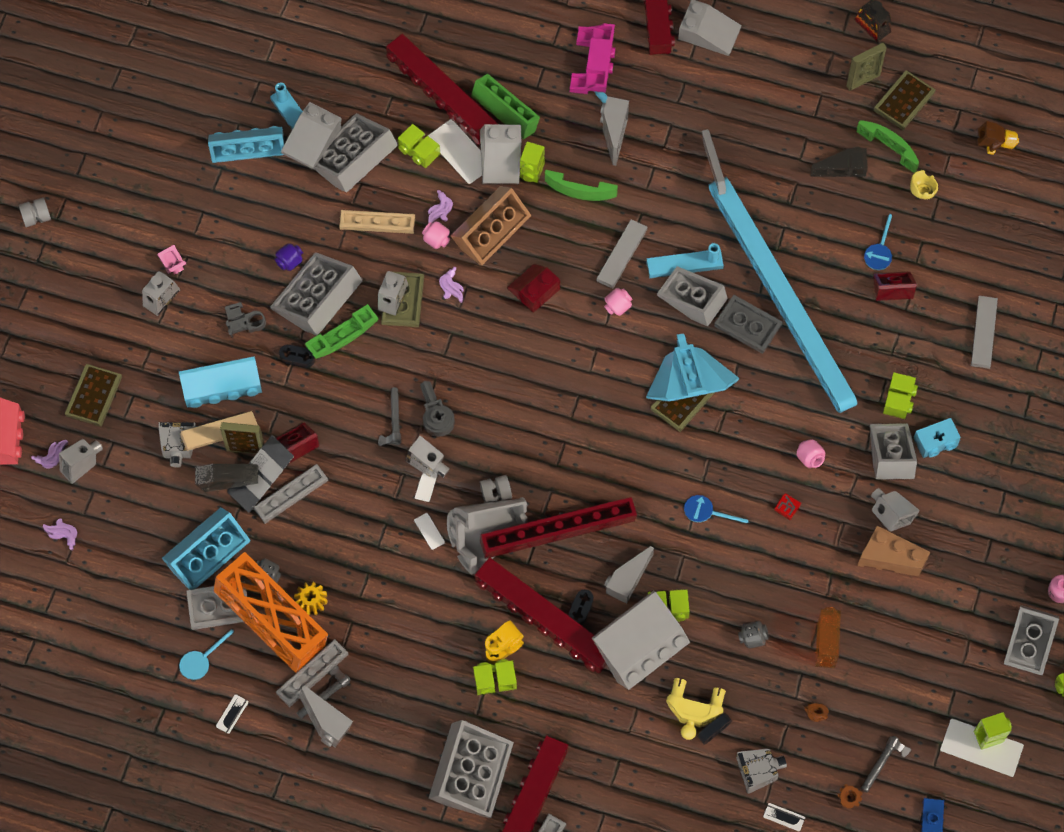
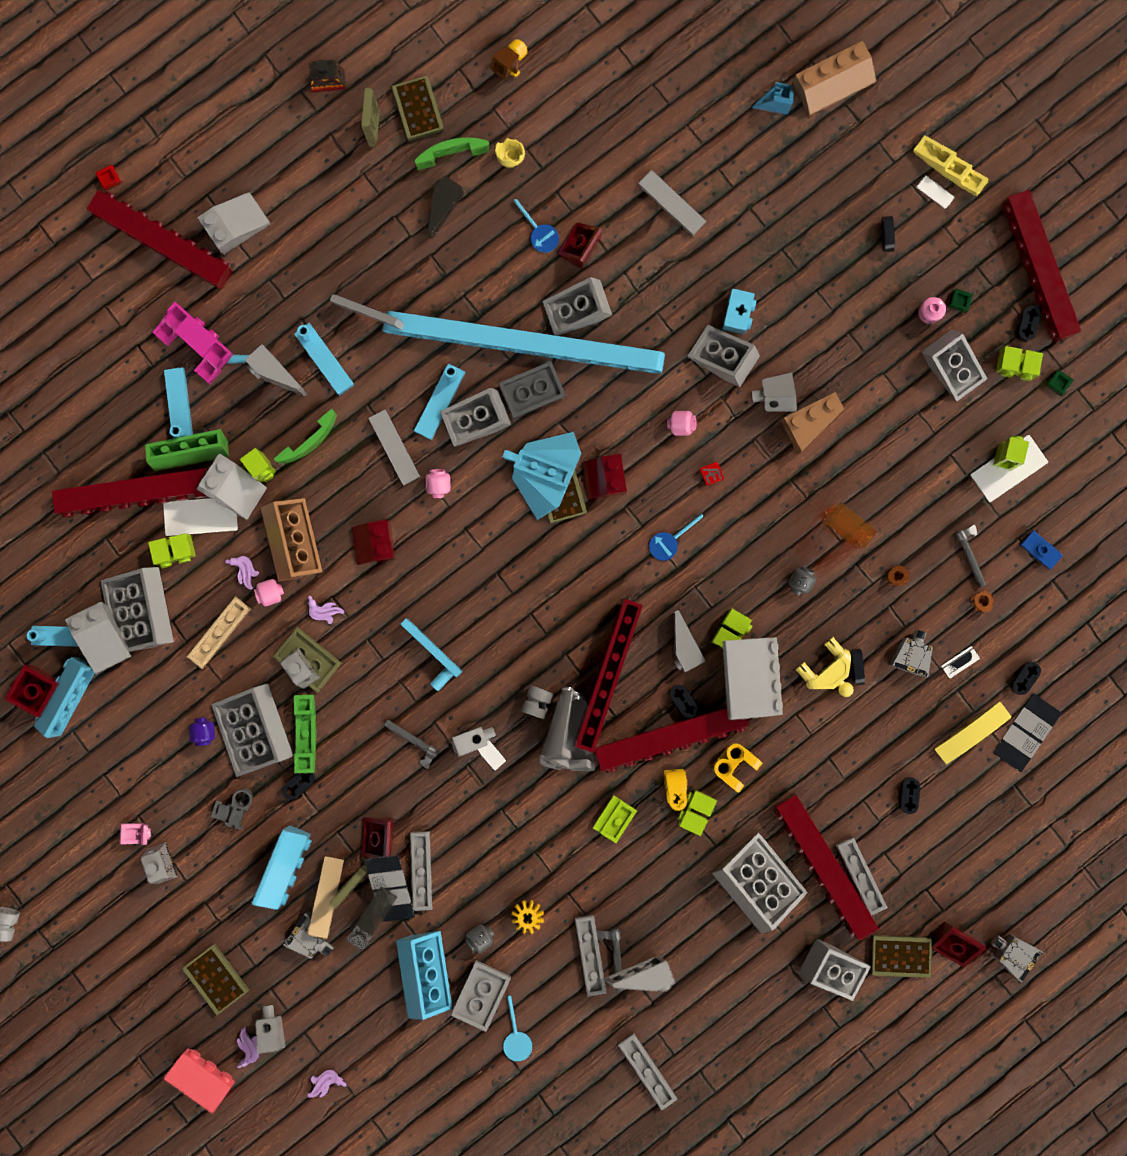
camera: 60 degrees left, 20 degrees up
(232, 714) = (580, 1041): sticker -> none
(236, 115) = (32, 690): none -> dark red slope
(244, 784) = (647, 1071): none -> light grey tile
(314, 635) = (506, 982): orange piece -> none
(429, 531) = (532, 777): white sticker -> none
(437, 419) = (429, 703): dark grey piece -> none
(441, 615) = (614, 819): none -> lime plate
(474, 407) = (450, 667): none -> medium azure piece
(538, 78) = (178, 402): none -> medium azure piece
(557, 679) = (732, 763): none -> yellow piece
(653, 157) = (323, 358): none -> medium azure piece
(721, 424) = (604, 477): none -> dark red slope
(843, 314) = (577, 307): none -> light grey slope
(899, 396) = (687, 321): lime piece -> none

